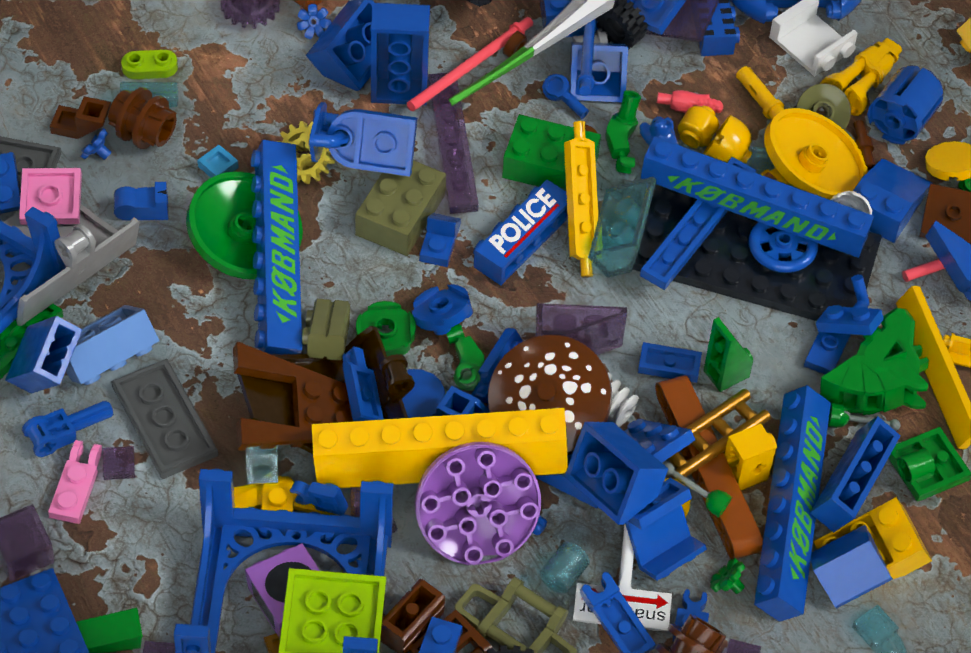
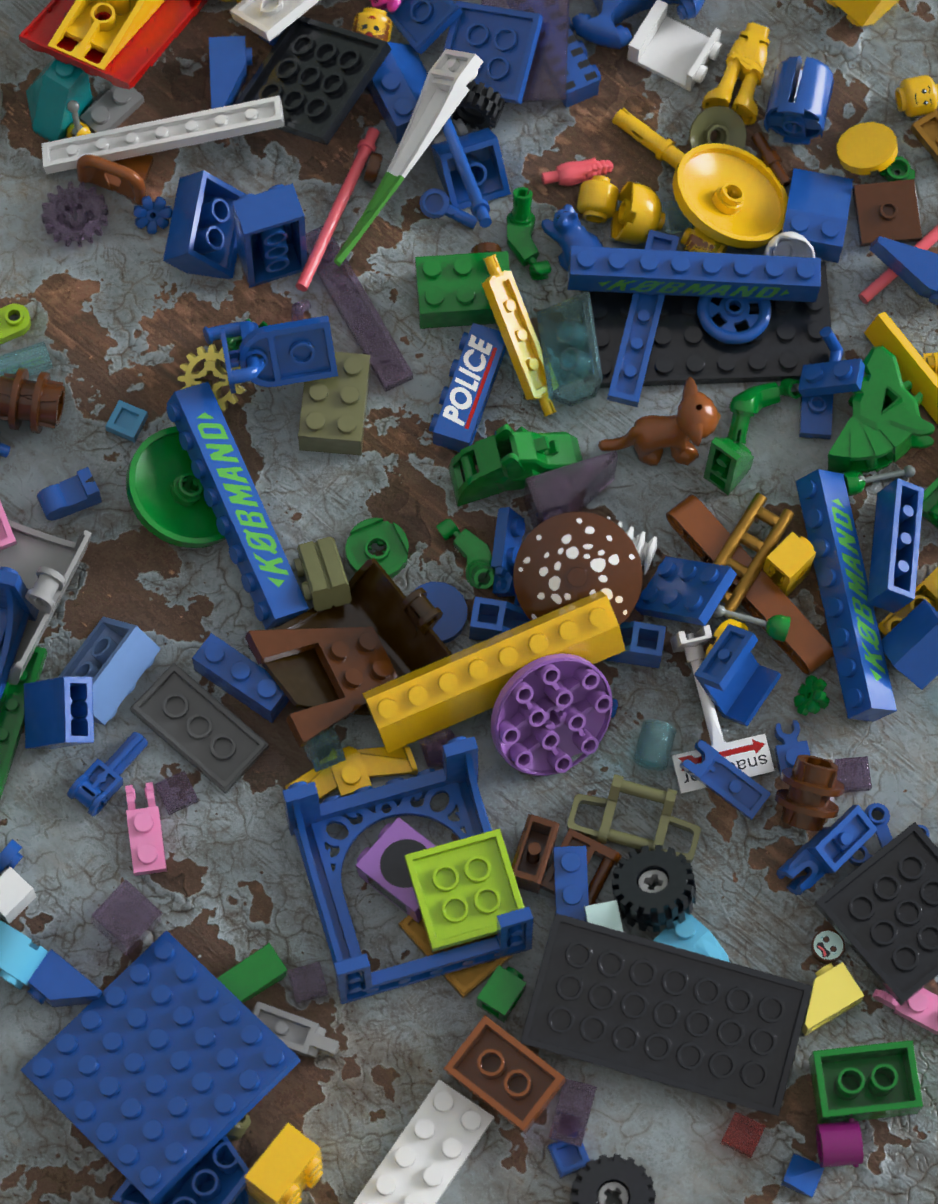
camera: 20 degrees left, 15 degrees up
(215, 385) = (239, 677): none -> blue brick
(324, 496) = (397, 760): blue plate -> none
(361, 387) = (385, 629): blue hinge -> none
(439, 239) = (387, 425): blue slope -> none
(441, 309) = (435, 518): blue plate -> none
(517, 285) = (508, 460): none -> green animal
(614, 471) = (676, 640): blue slope -> none
(669, 362) = (670, 483): blue plate -> none
(693, 317) = (650, 434): none -> dark orange animal
(773, 319) = (752, 401): none -> green arm

